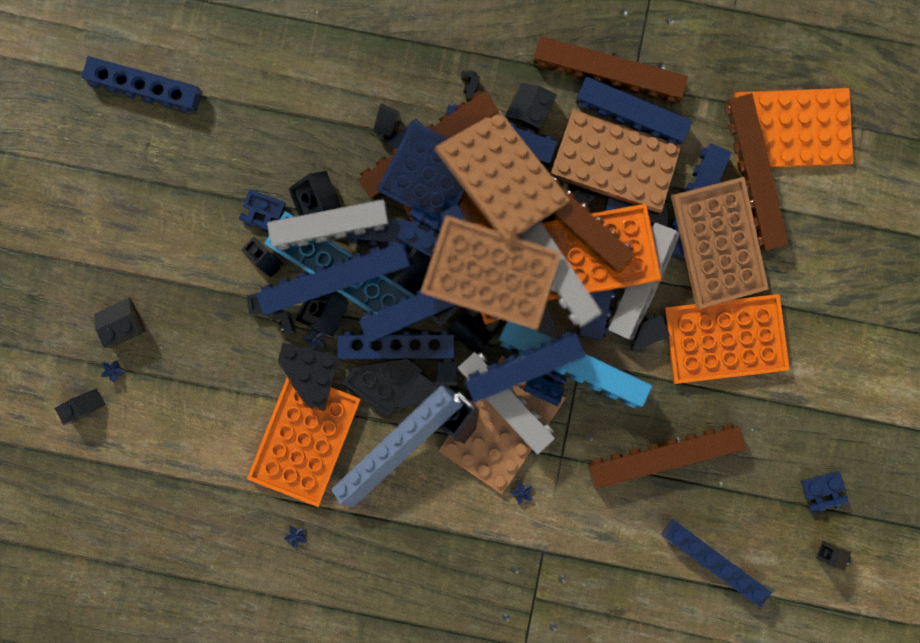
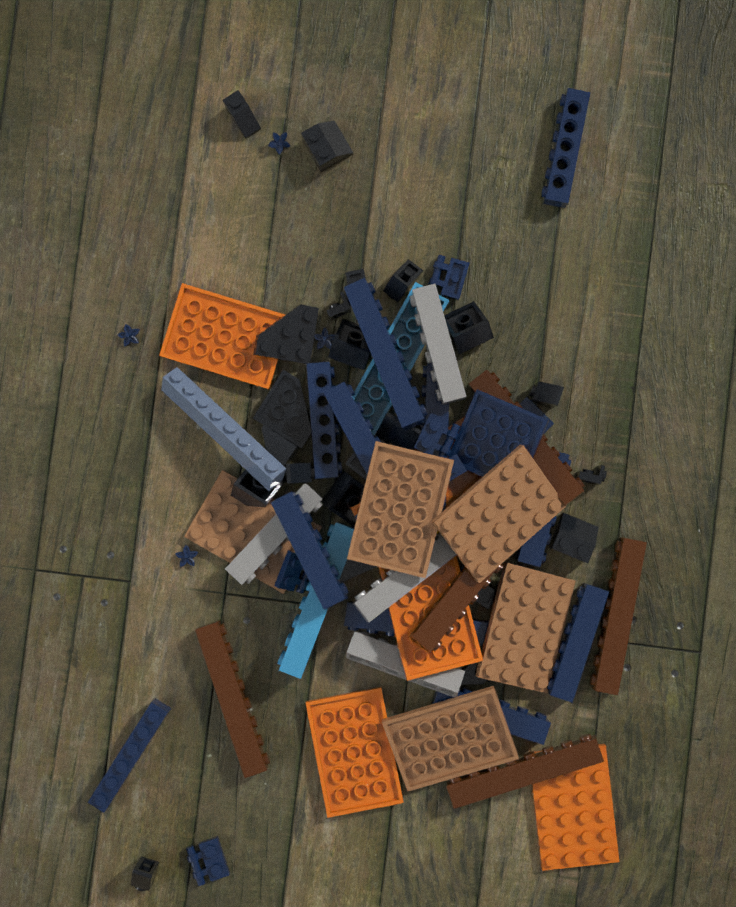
camera: 80 degrees right, 0 degrees up
(650, 331) = (355, 674): black slope -> none

